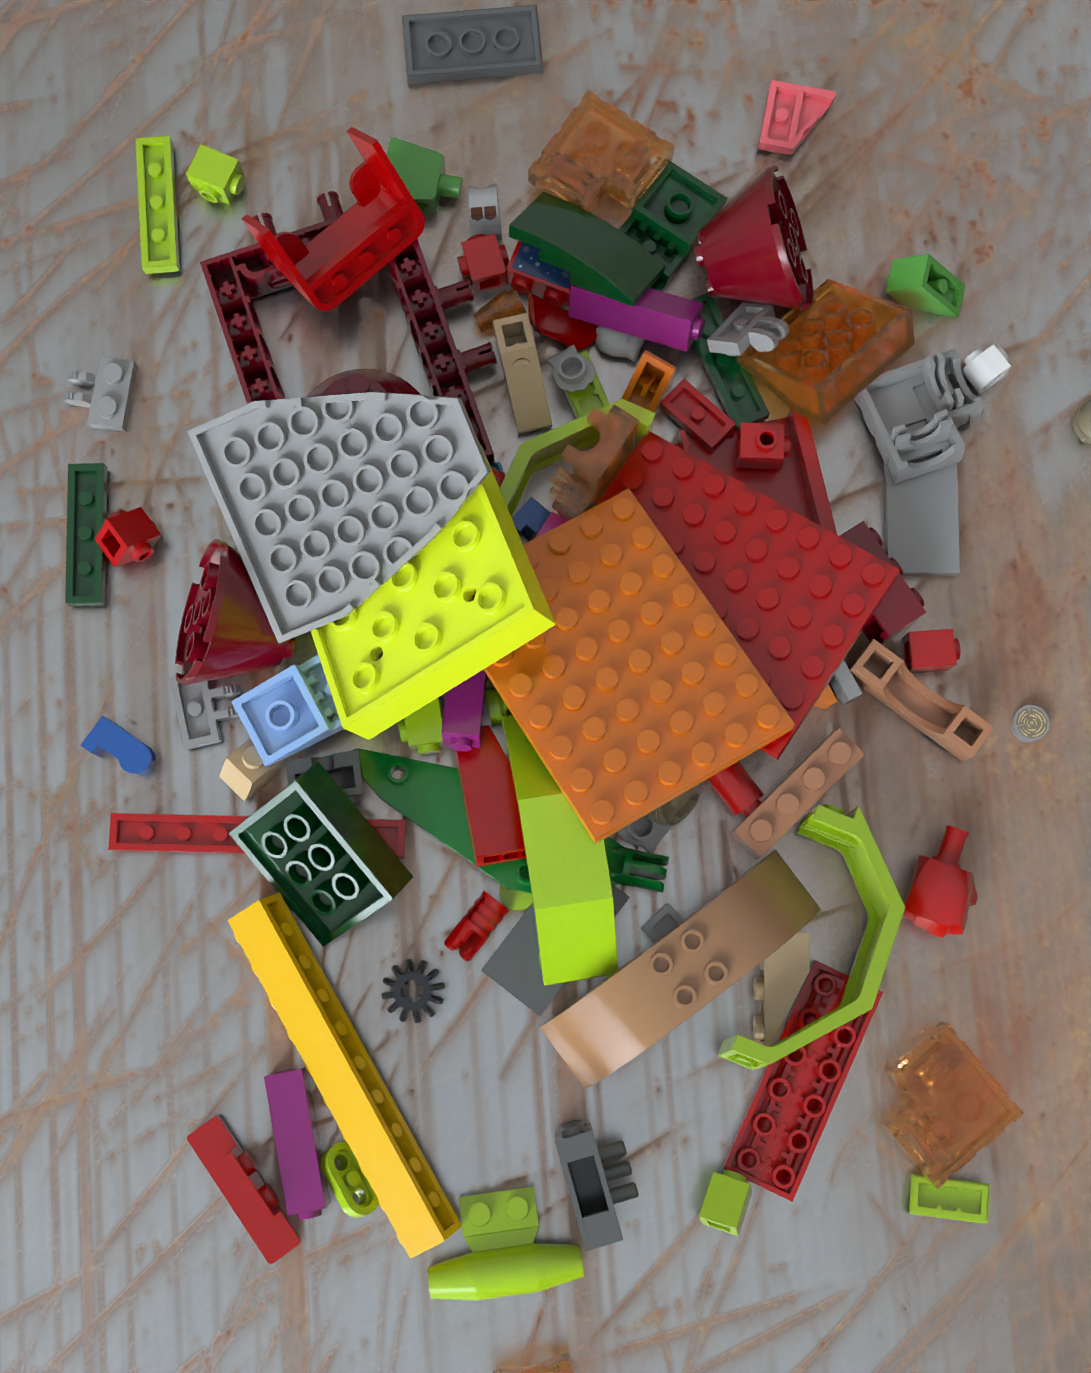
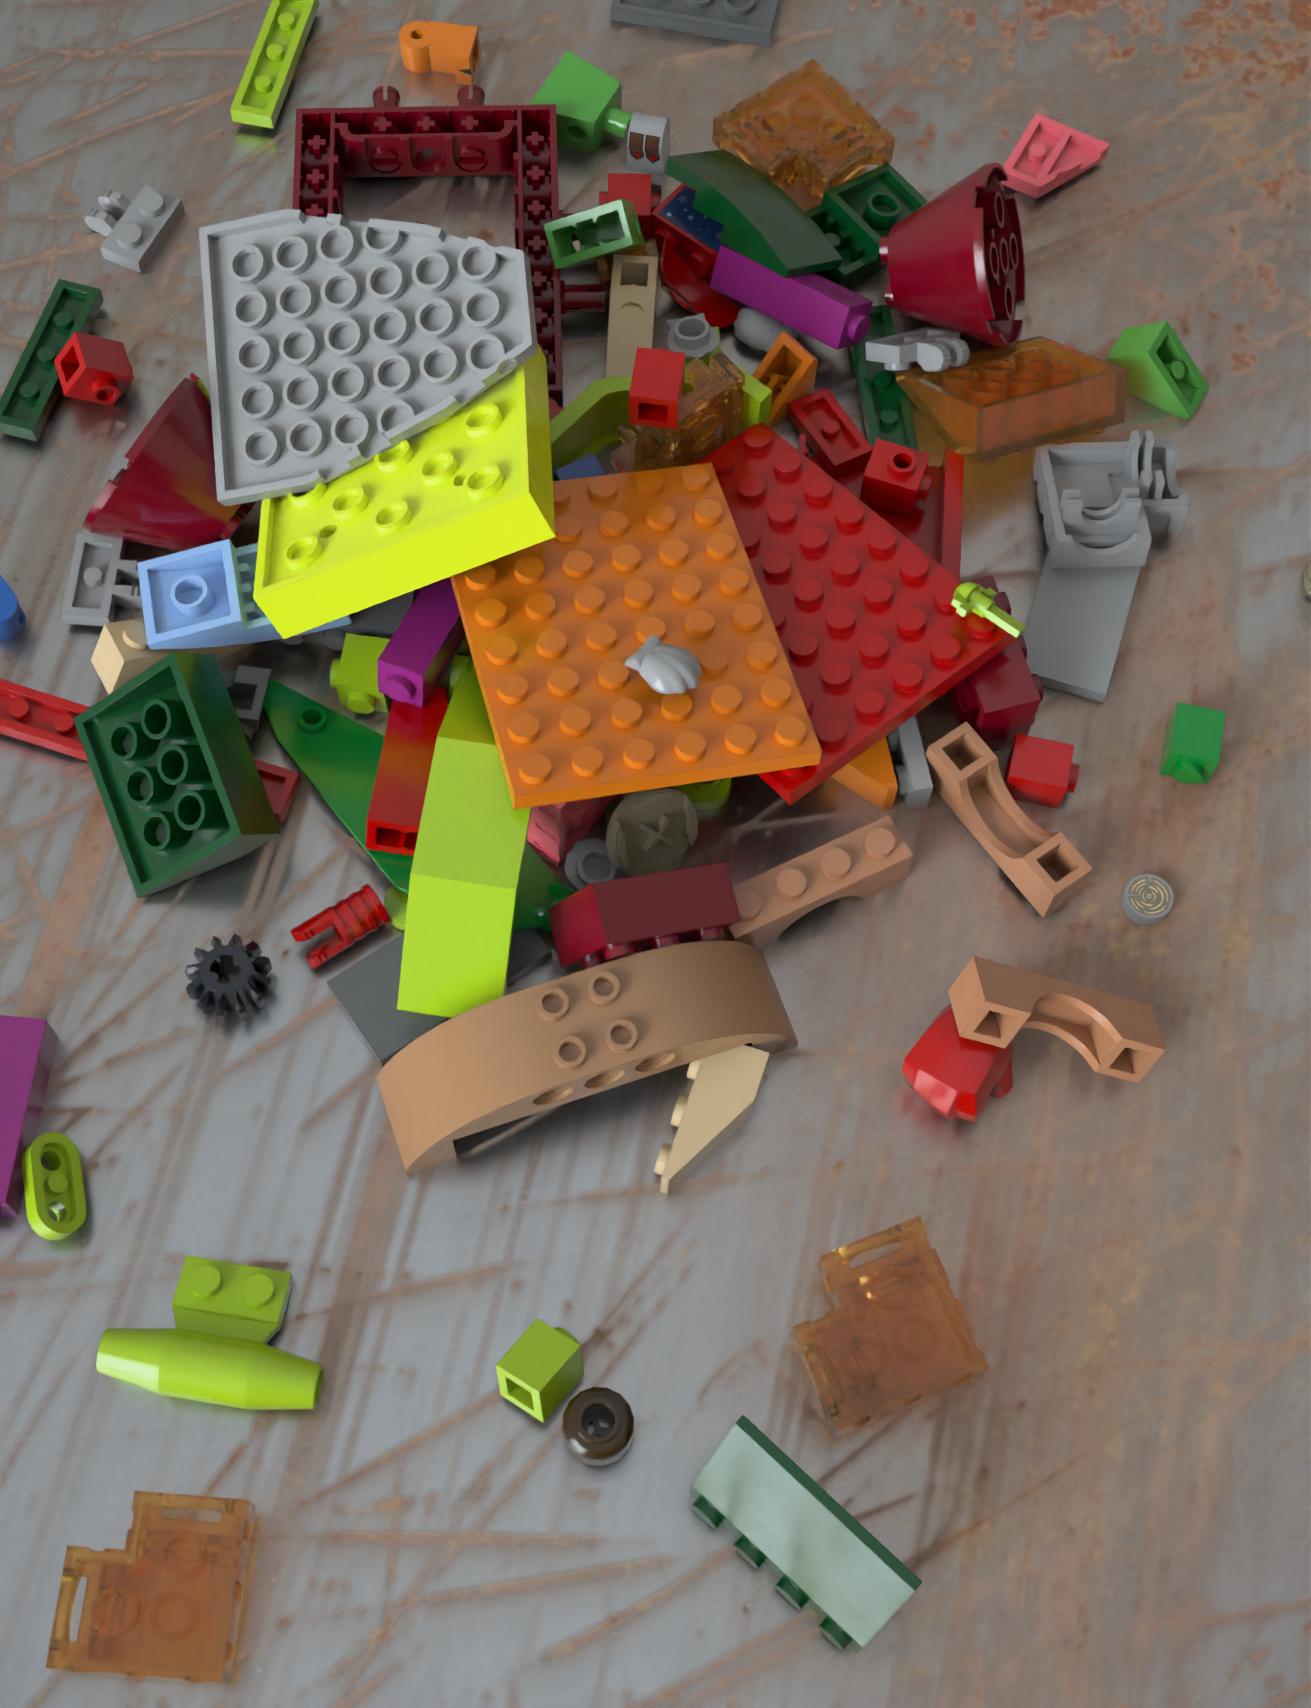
camera: 15 degrees right, 15 degrees down
(215, 175) = (353, 43): lime brick -> none
(286, 157) = (441, 49): none -> orange leg
(345, 1075) = (100, 1058): yellow brick -> none
(357, 241) = (487, 134): red windscreen -> none
(482, 308) = (601, 234): none -> bright green torso
(581, 457) = (657, 387): none -> red brick
(588, 1181) = (365, 1277): dark grey piece -> none
(665, 696) = (665, 666): none -> light grey animal
(695, 867) = (643, 914): none -> dark red brick
(737, 789) = (727, 834): red brick -> none
(782, 1241) = (590, 1408): none -> dark brown head
(797, 1090) = (702, 1251): red plate -> none
(861, 559) = (979, 600): none -> lime piece
(884, 911) = (858, 951): lime panel -> none
(935, 1266) = (801, 1537): none -> slope
(953, 1200) = (856, 1468): lime plate -> none
(986, 367) = (1208, 476): white plate -> none
(1032, 595) = (1192, 743): none -> green brick
(1036, 842) = (1108, 1030): none -> nougat arch

